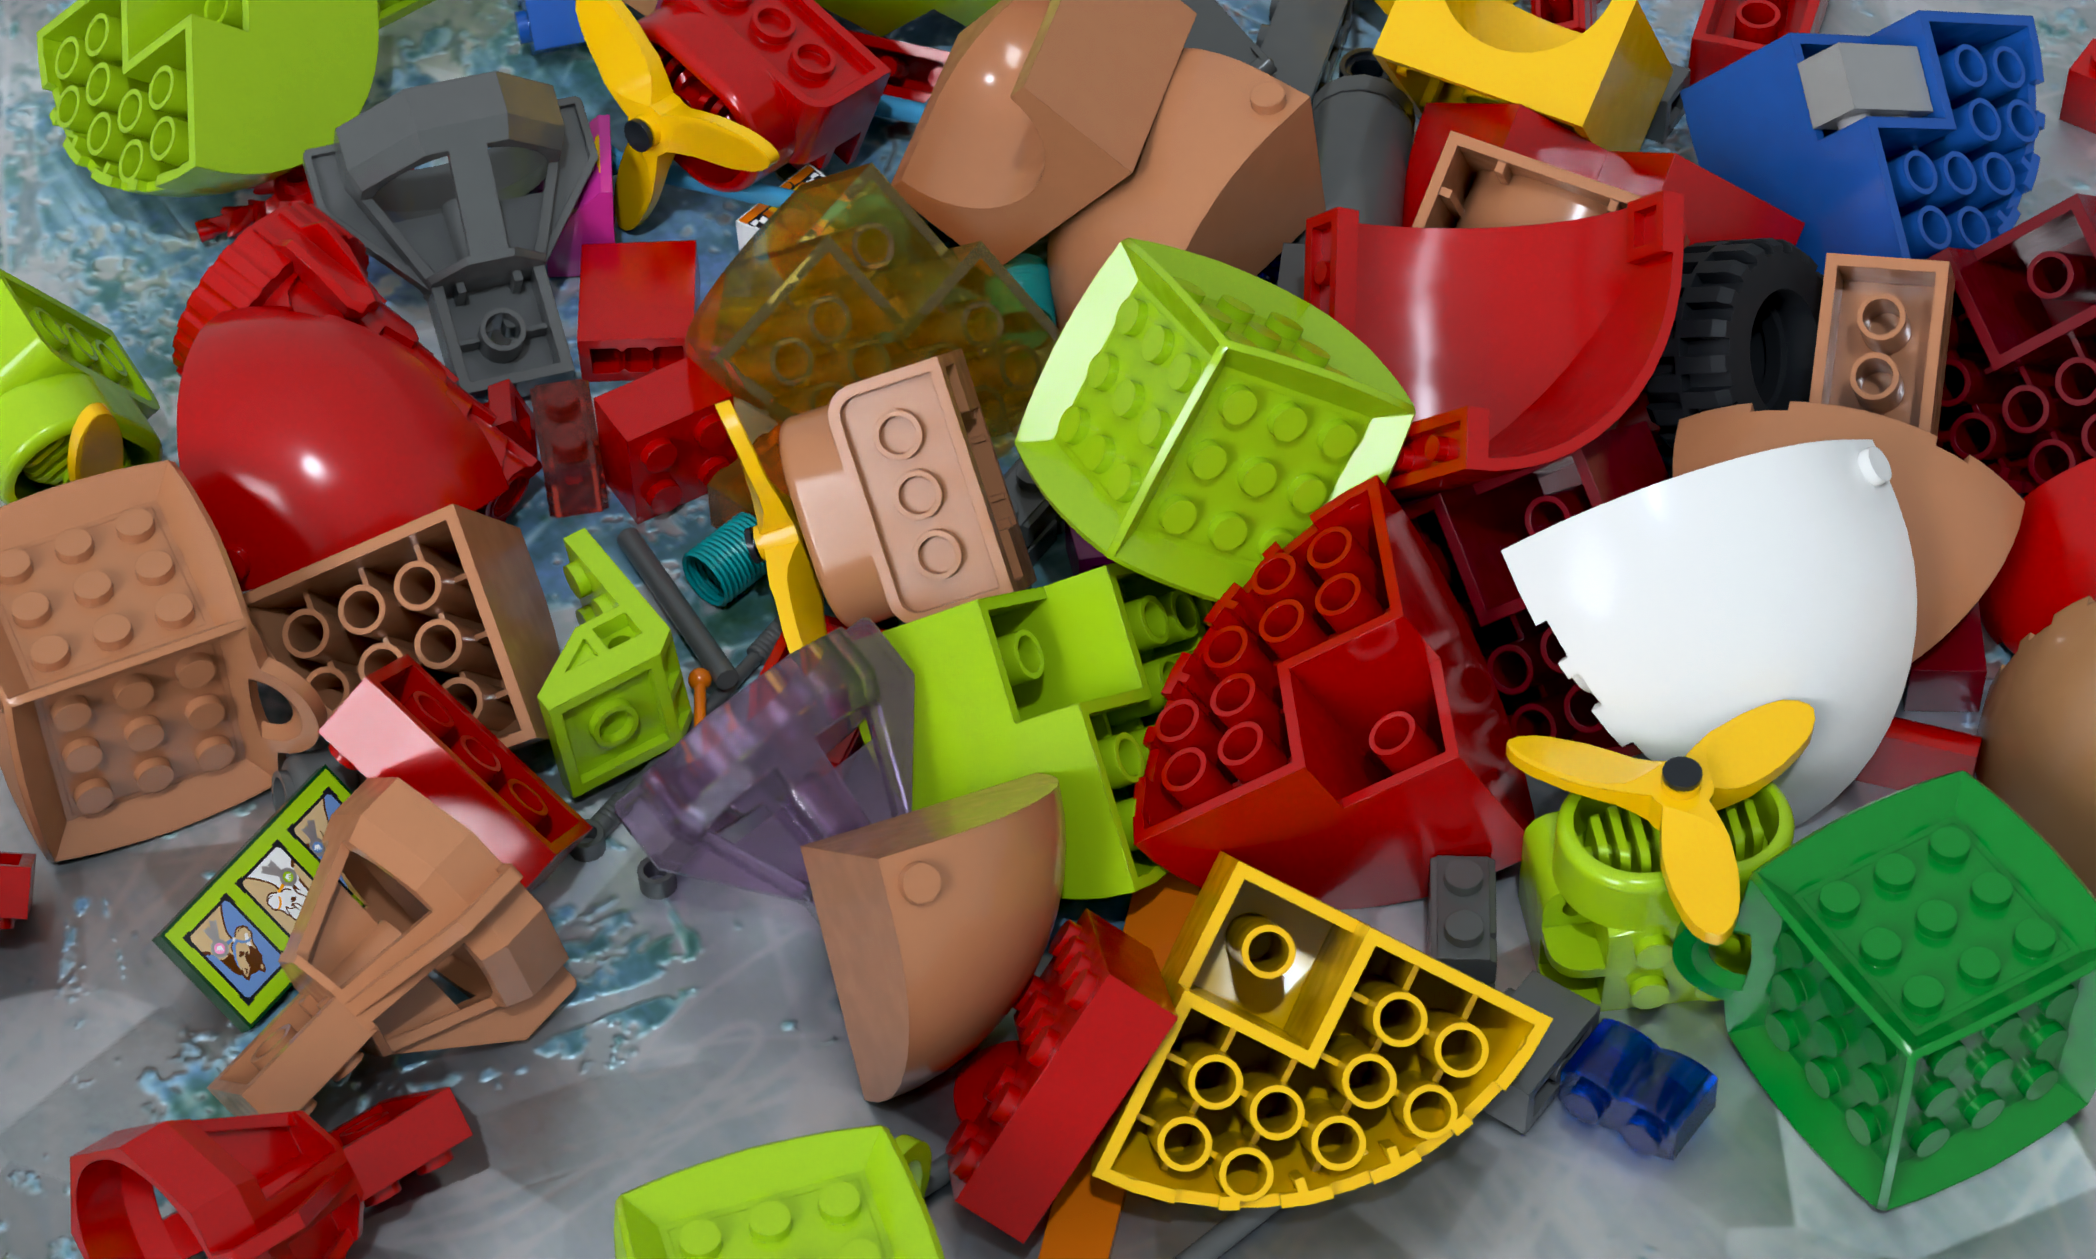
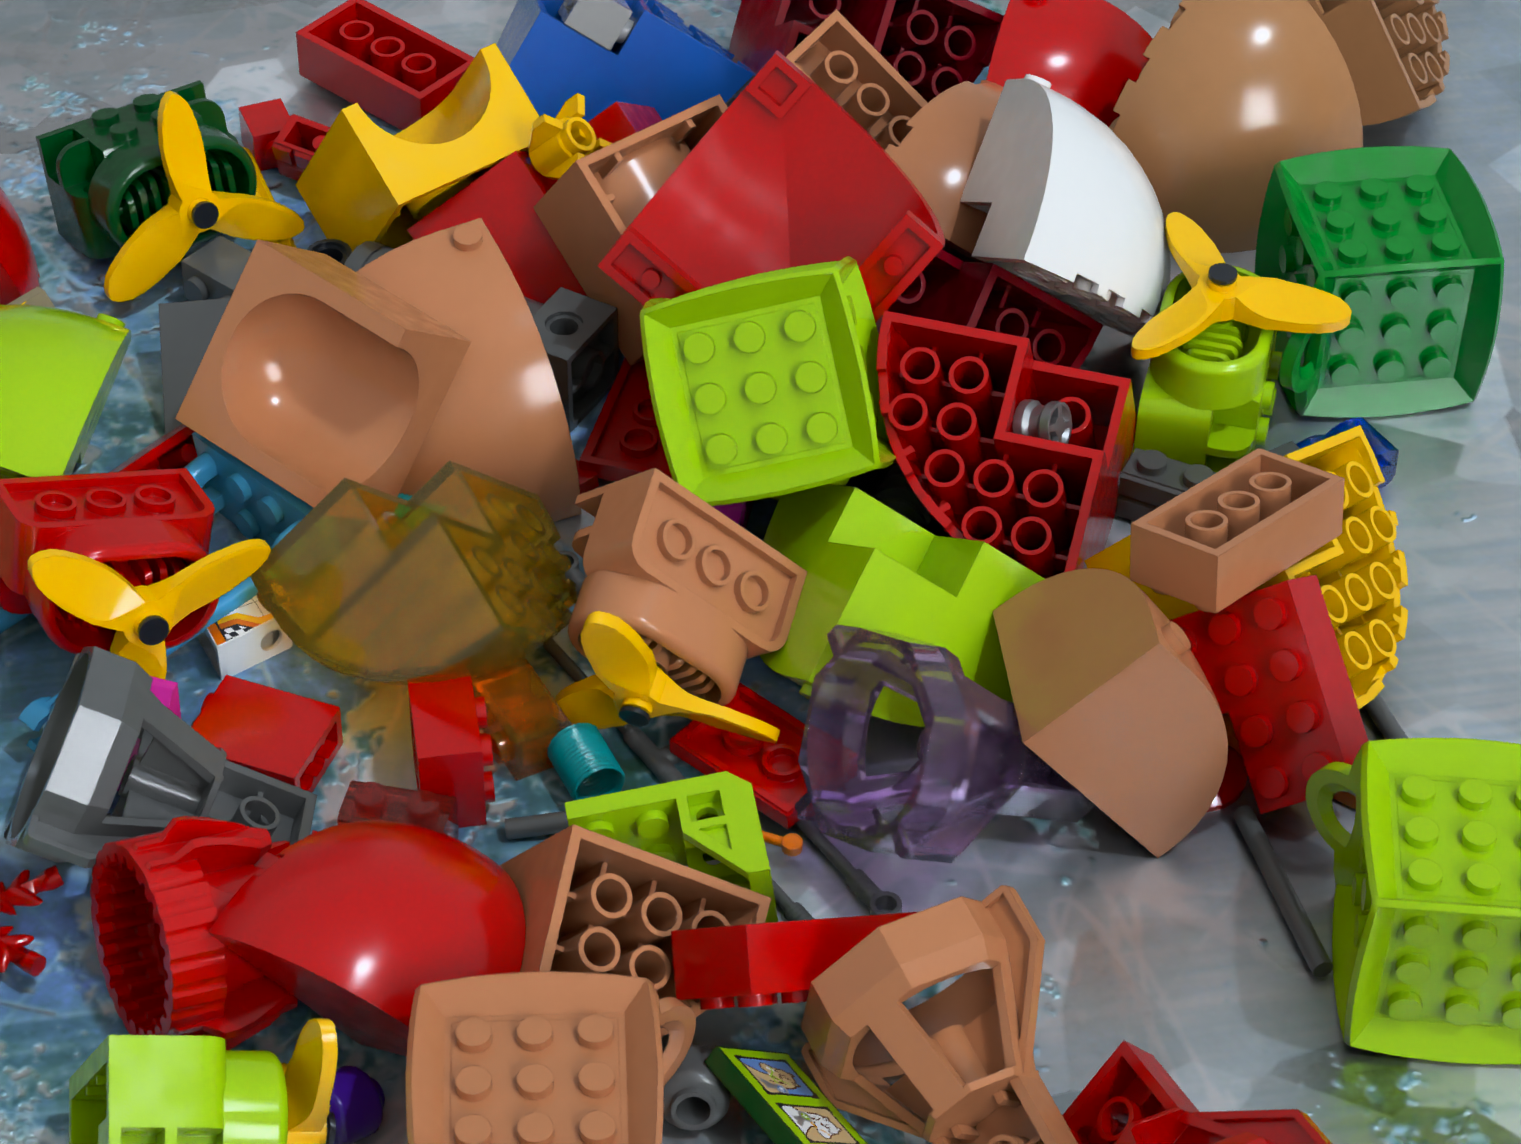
camera: 70 degrees left, 5 degrees down
(1181, 906) = (1236, 530): none -> nougat brick
(1347, 725) = (1043, 421): none -> flat silver wheel
(1563, 121) = (563, 139): none -> yellow brick

